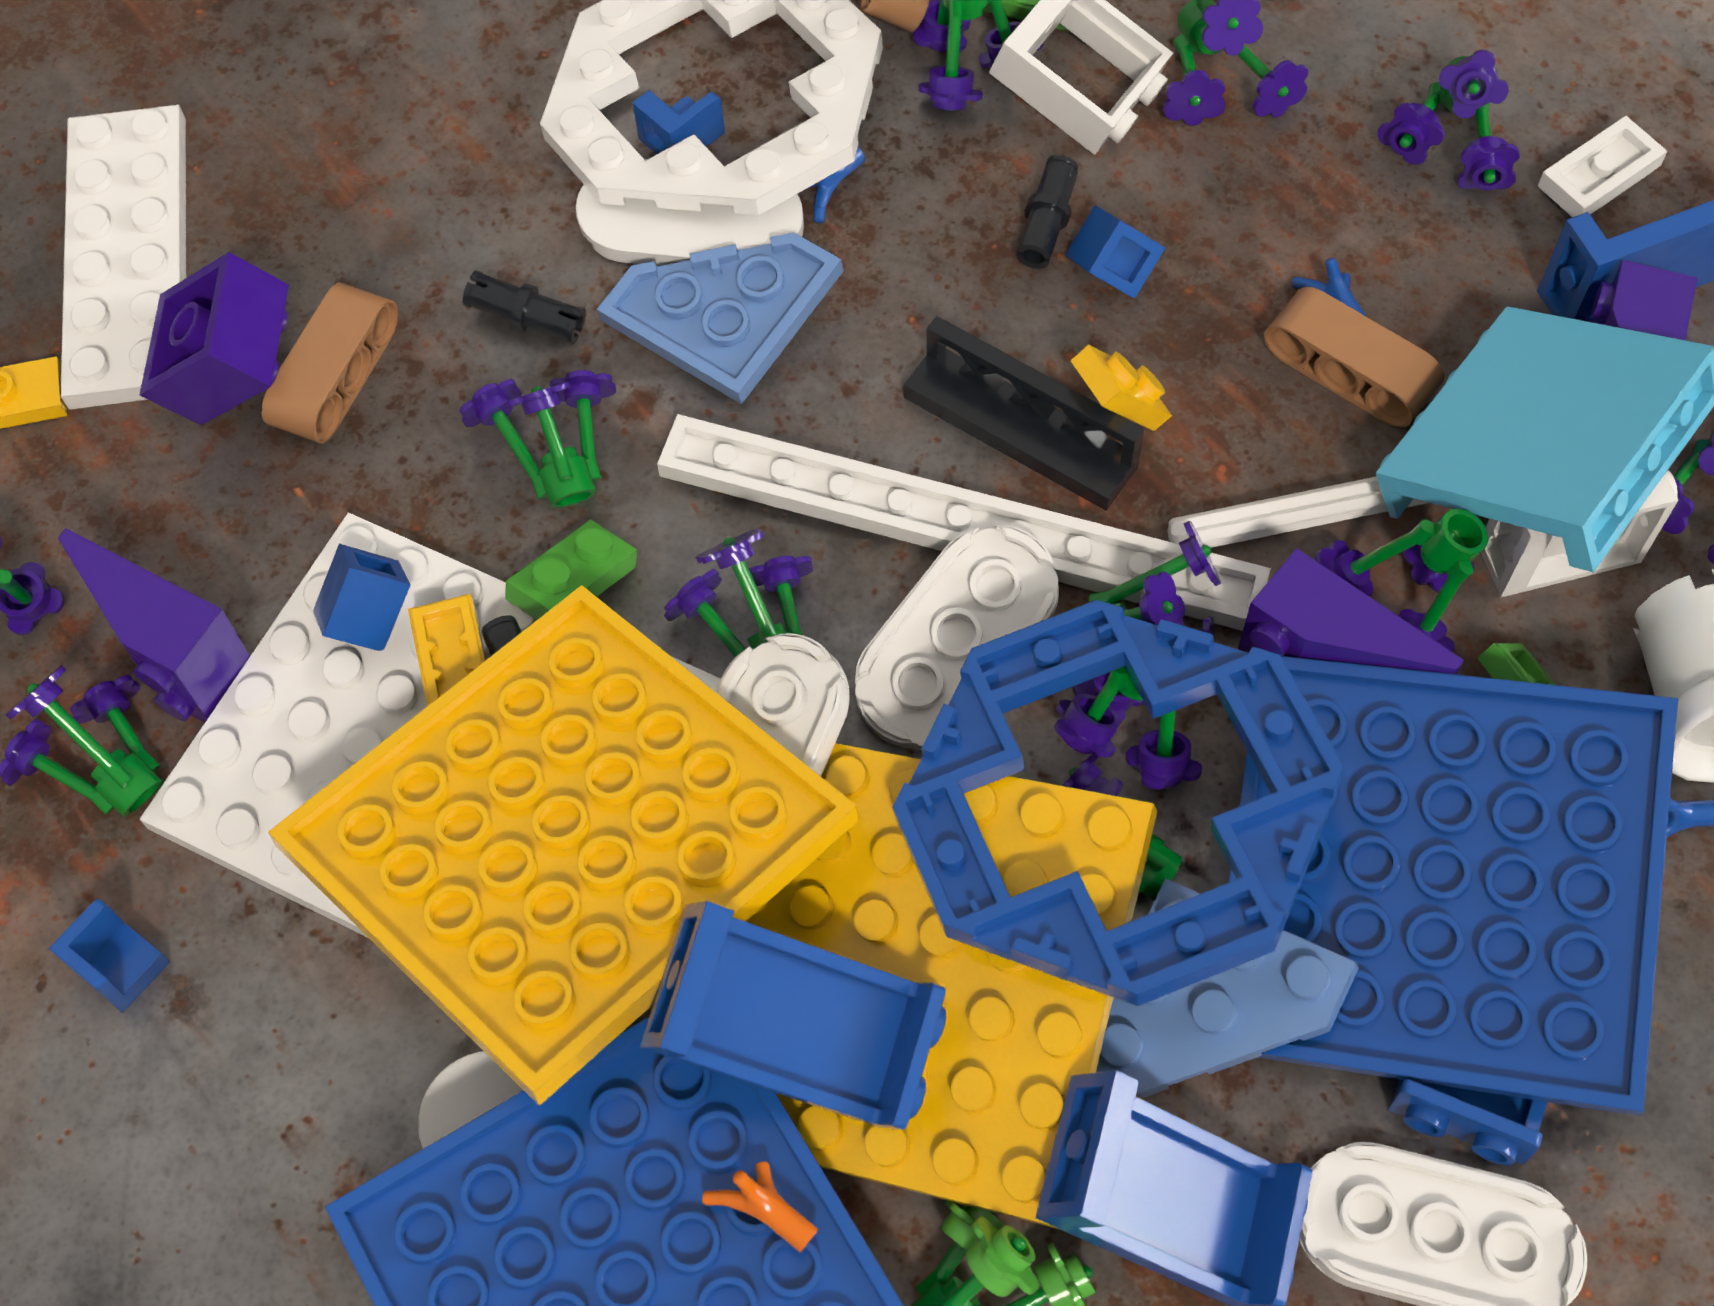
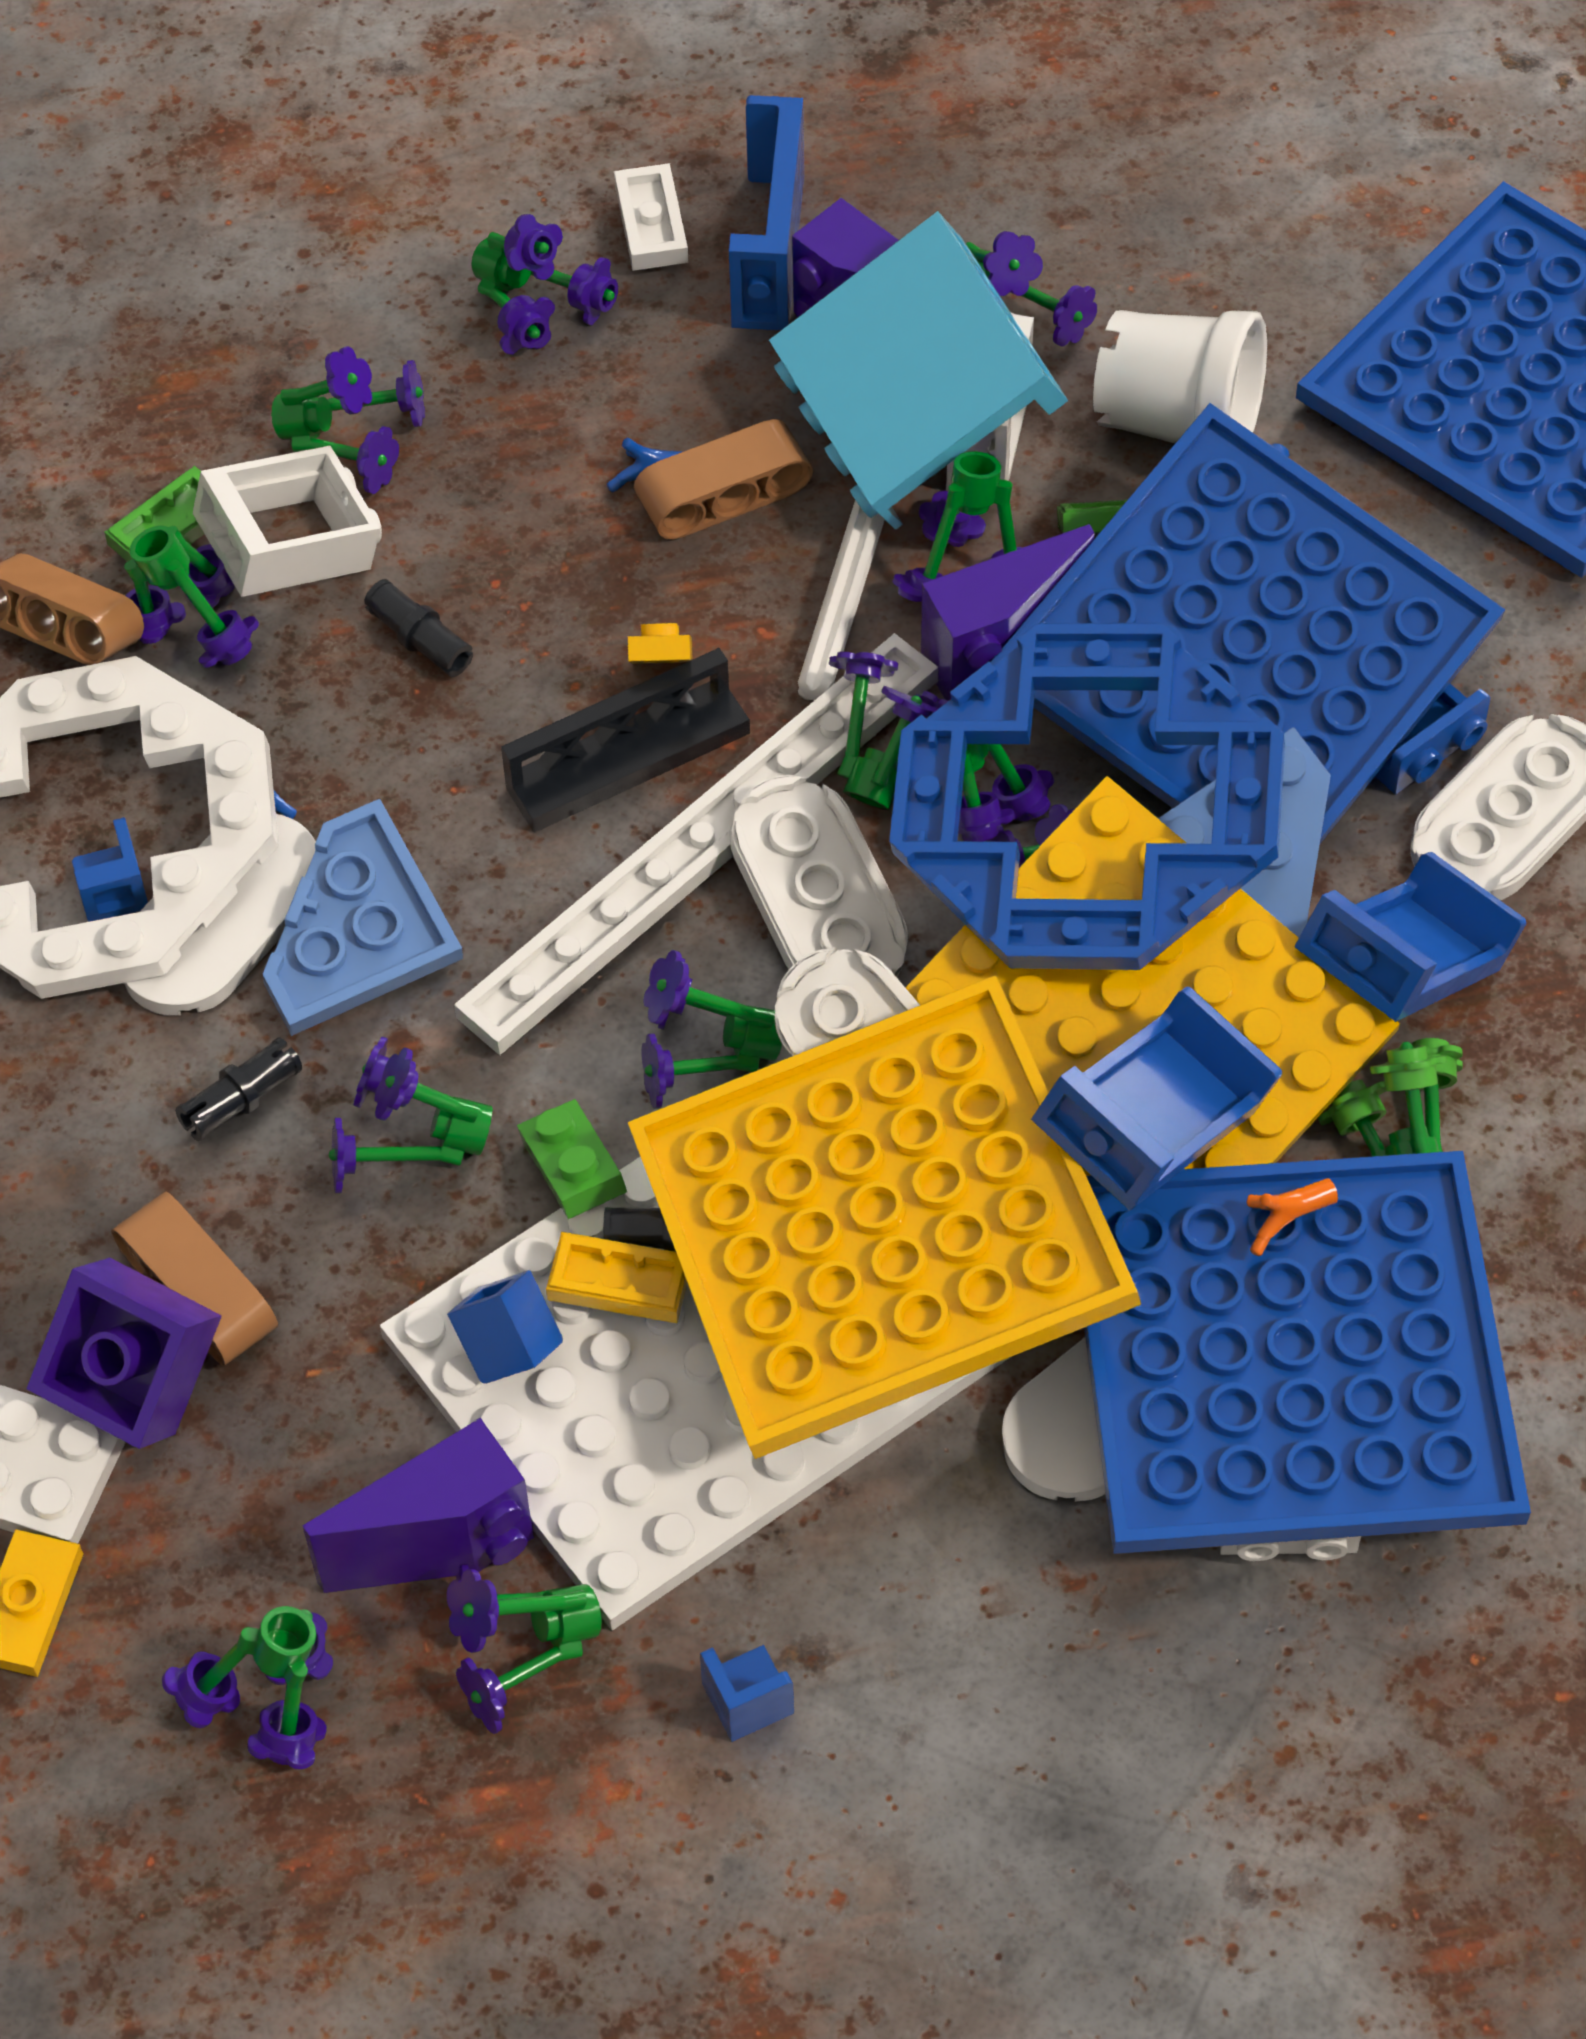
camera: 65 degrees left, 5 degrees down
(1115, 251) = (498, 596): blue panel -> none

